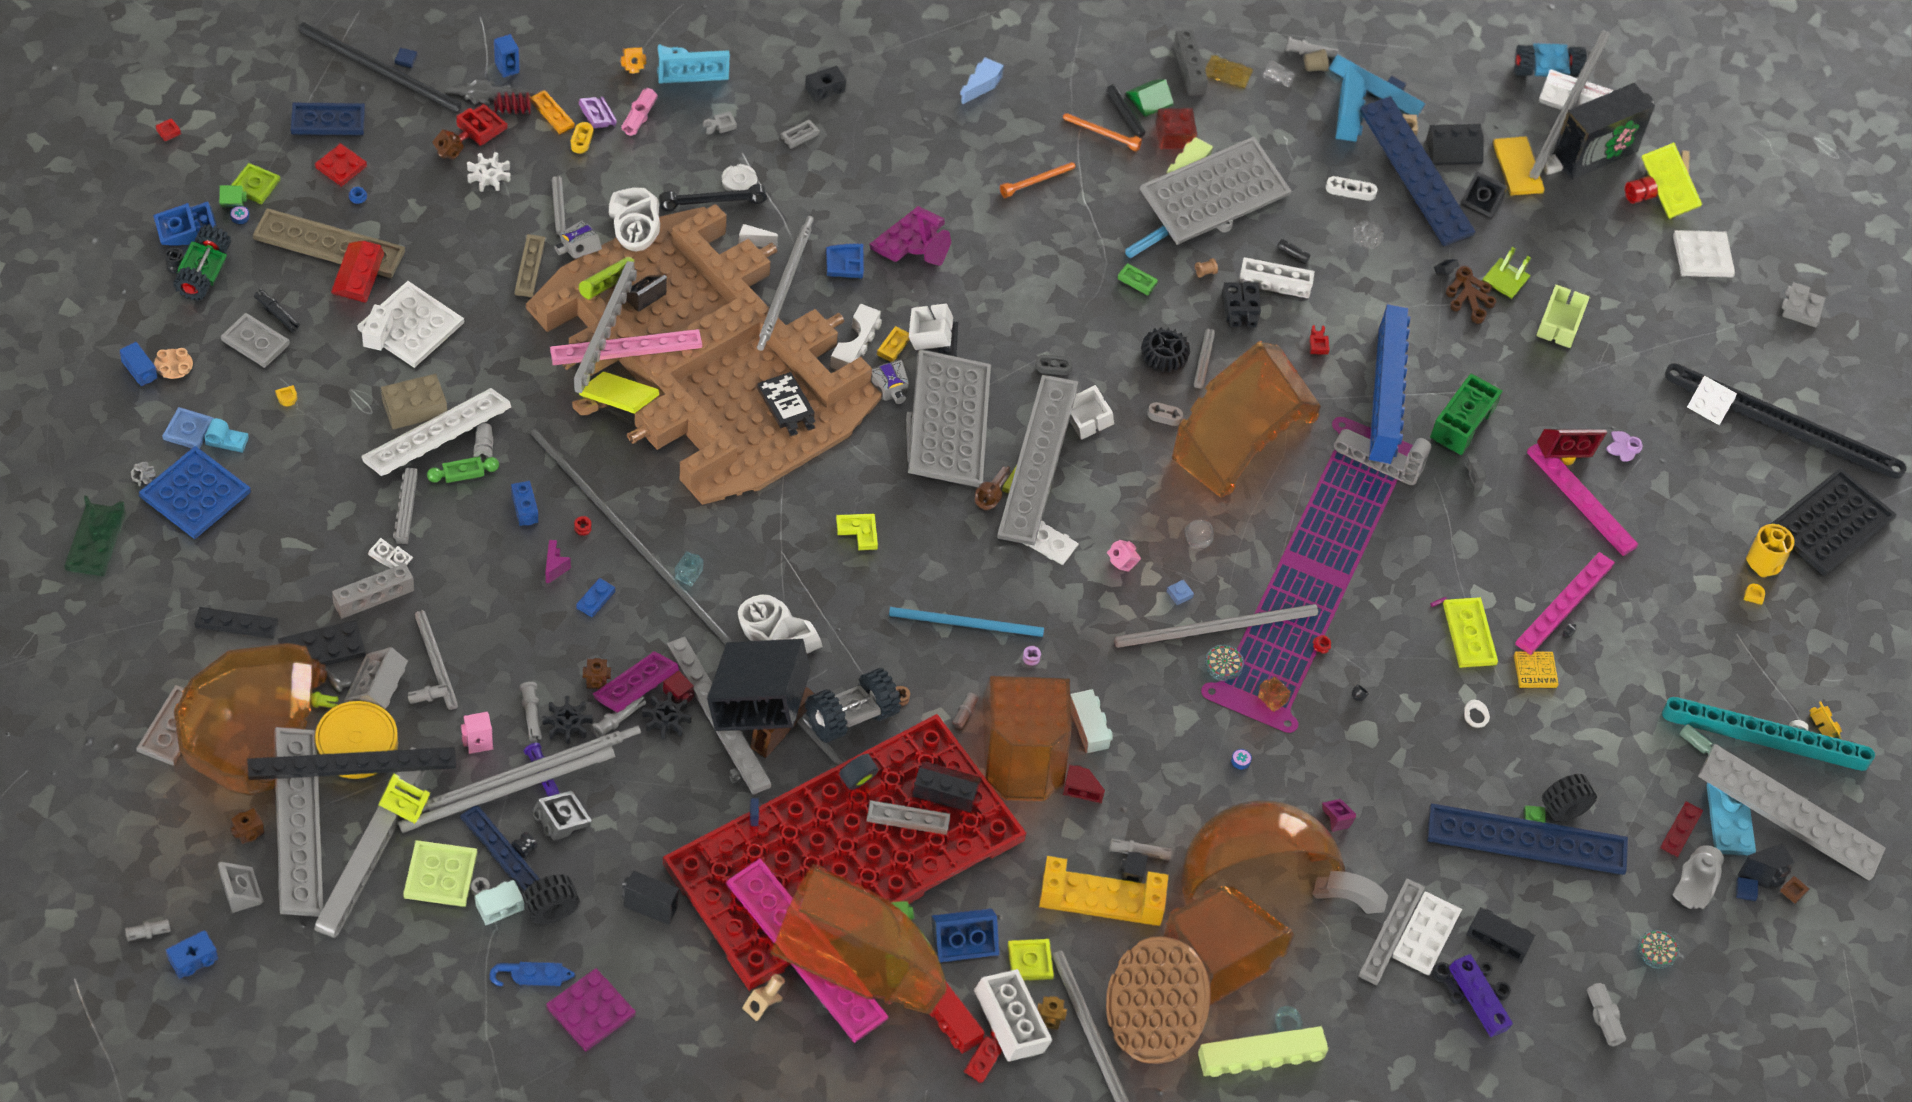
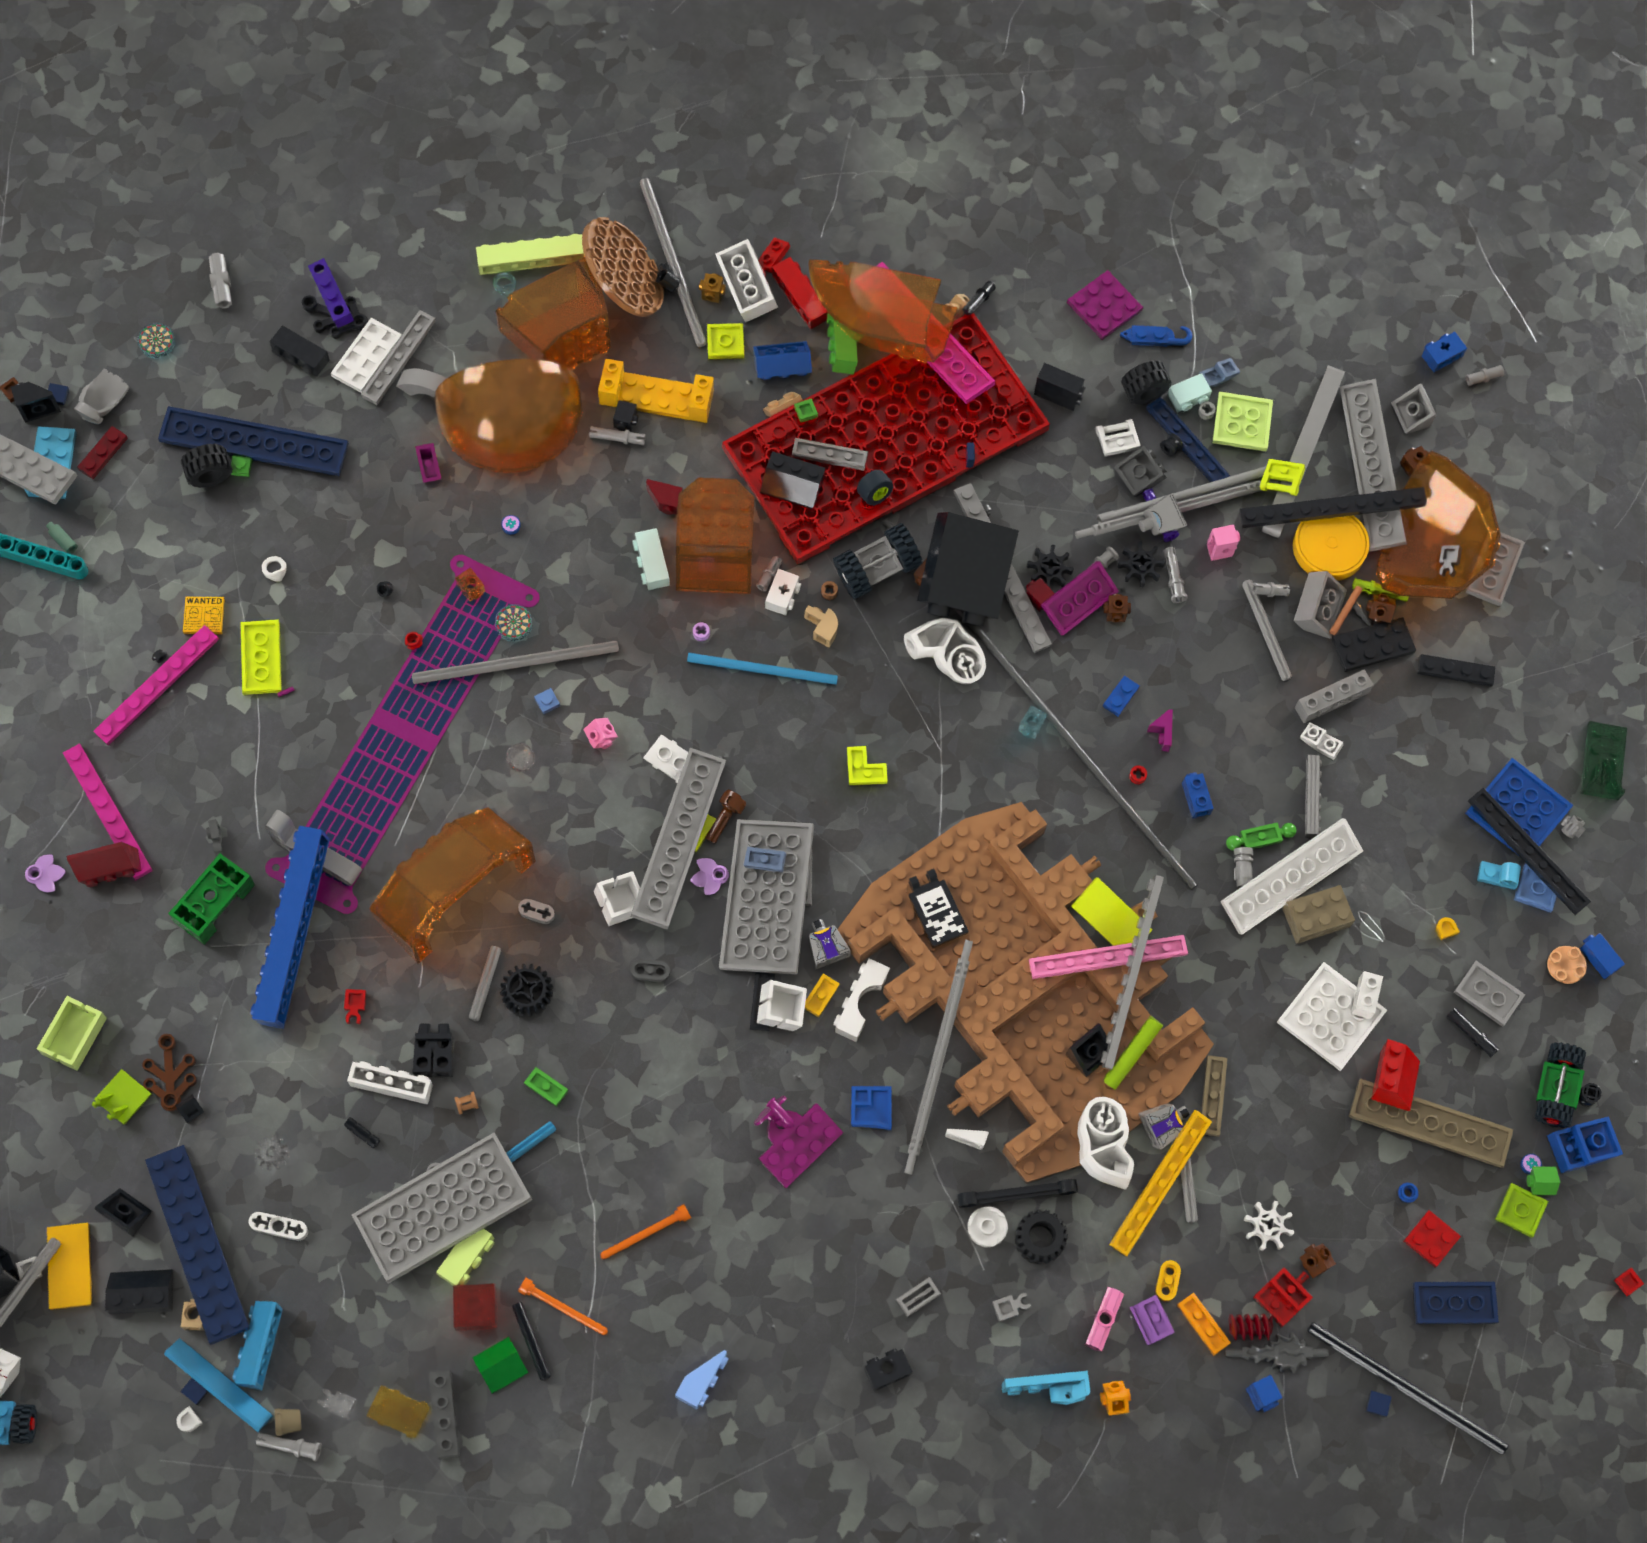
camera: 175 degrees left, 15 degrees up
(195, 446) = (1529, 851): none -> black plate
(225, 723) = (1449, 557): none -> plate
(349, 672) = (1345, 611): none -> nougat bar
(463, 930) = (1220, 372): none -> sand blue slope
(544, 746) = (1163, 516): none -> light grey torso
(583, 200) = (1160, 1183): none -> yellow tile
(584, 848) = (1118, 442): none -> white plate
(693, 175) = (1034, 1252): none -> black tyre
(742, 1000) = (981, 295): none -> black axle
(904, 660) = (826, 625): none -> tan brick
(937, 860) = (805, 410): none -> bright green plate
(950, 689) = (776, 600): none -> white brick
(954, 438) = (765, 859): none -> sand blue plate
(961, 882) = (777, 406): none -> tan plate
(1006, 442) = (707, 876): none -> lavender plate
(1103, 1018) = (667, 278): none -> black axle
(1395, 68) = (188, 1420): none -> white tile

